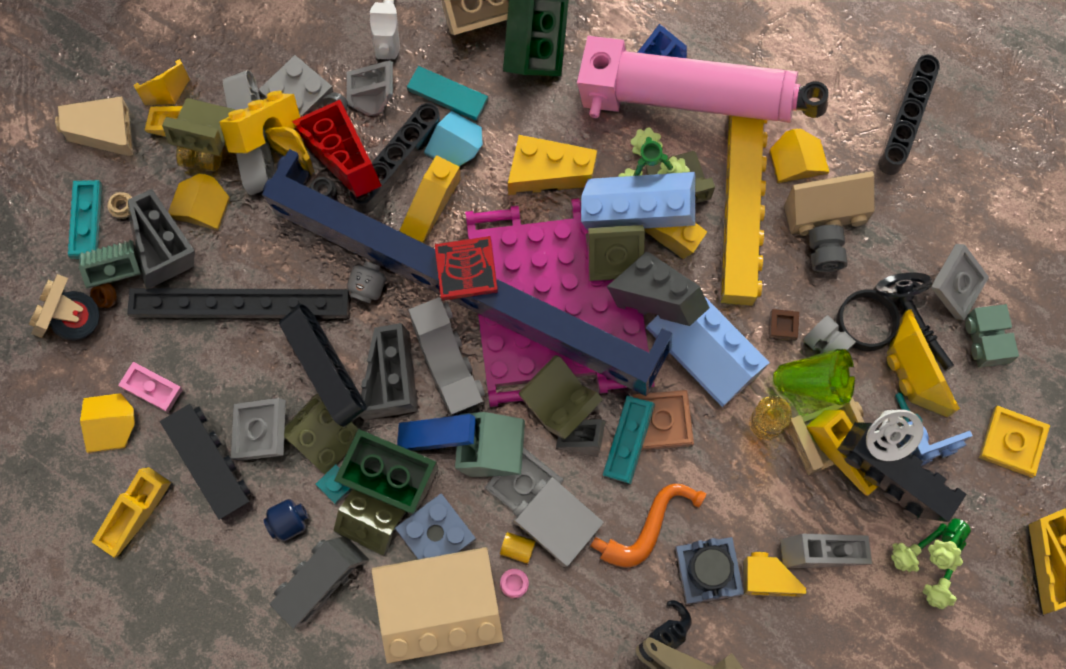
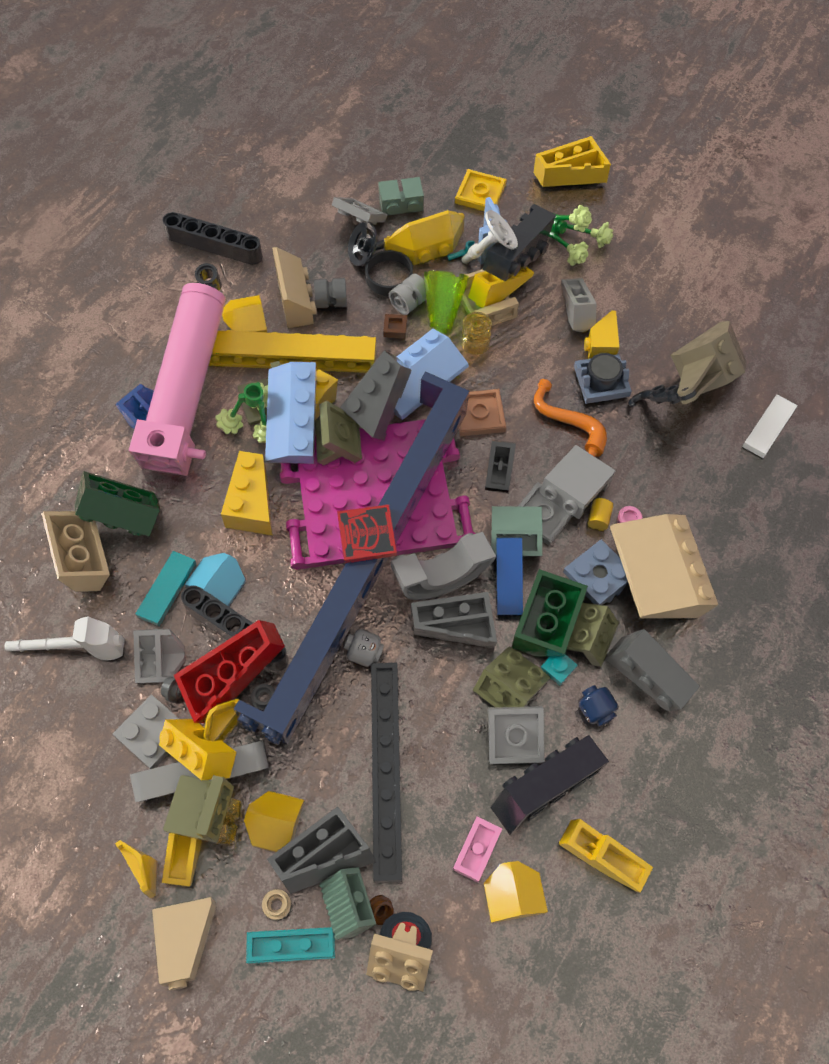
camera: 90 degrees left, 10 degrees down
(322, 365) = (452, 674): black beam -> none
(431, 198) = (278, 595): yellow slope -> none
(559, 398) = (472, 479): olive bracket -> none
(628, 439) = (490, 428): teal tile -> none

